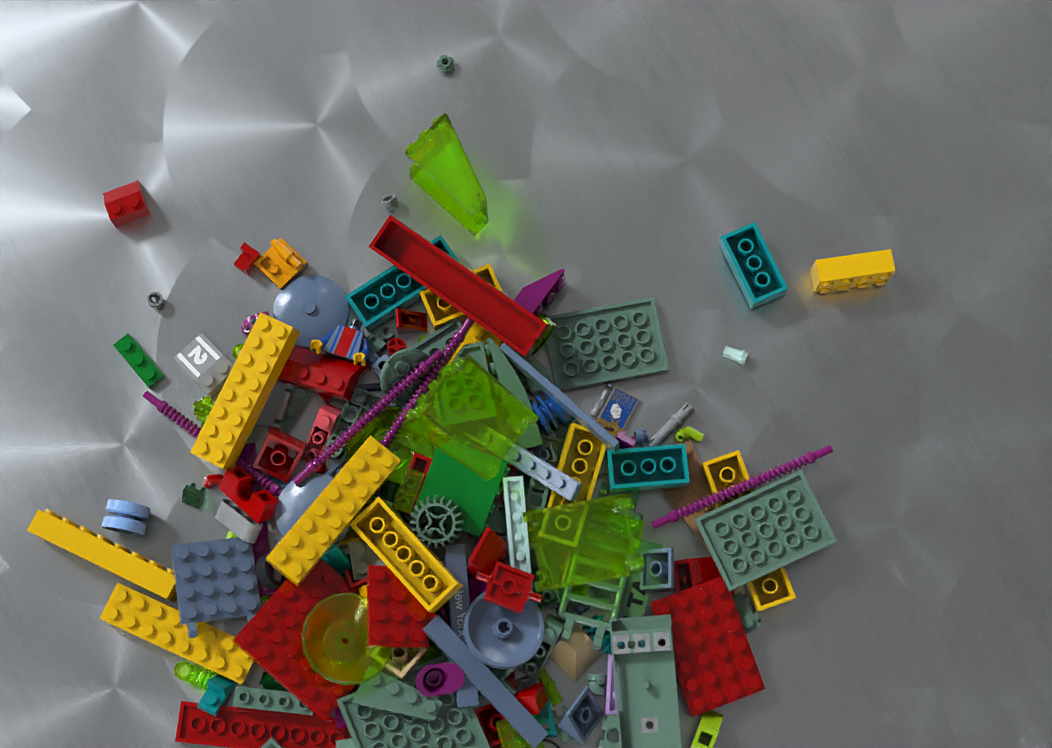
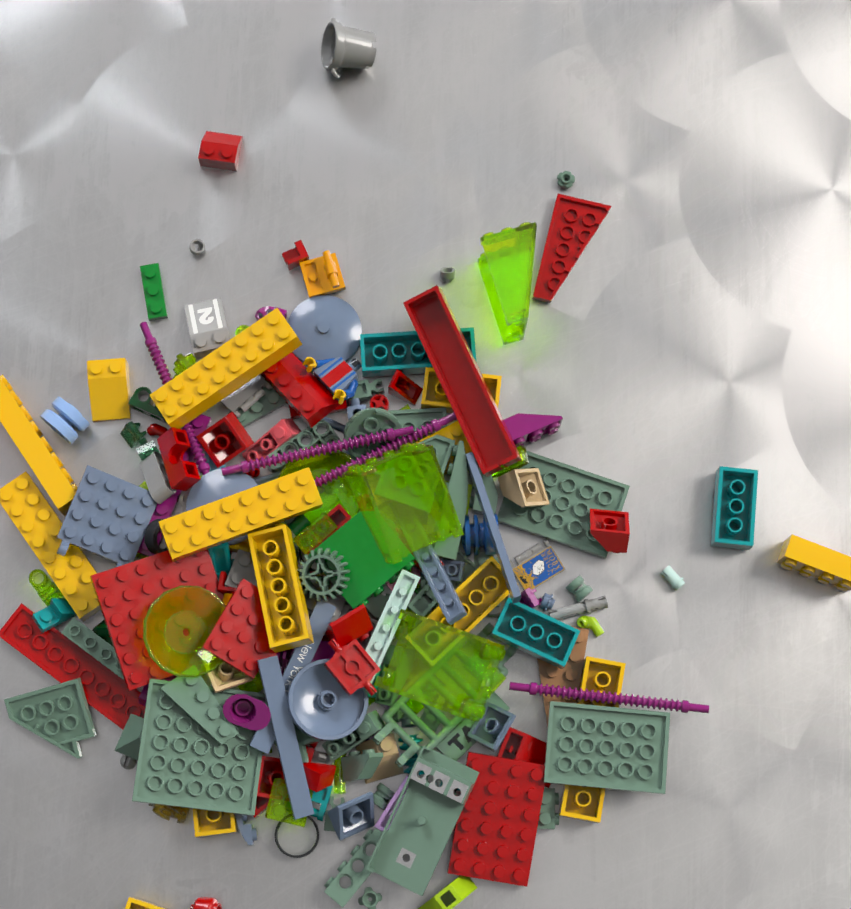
camera: 25 degrees right, 0 degrees up
(149, 468) = (109, 389): none -> yellow slope
(187, 52) = (346, 48): none -> light grey piece
(191, 465) = (145, 407): none -> dark green plate
(213, 501) = (146, 448): none -> clear green tile
(475, 107) = (569, 233): none -> red wing
(564, 348) = (524, 487): none -> tan slope
(564, 669) = (360, 766): none -> sand green slope
(659, 342) = (610, 529): none -> red slope
(666, 409) = (582, 592): none -> sand green wheel

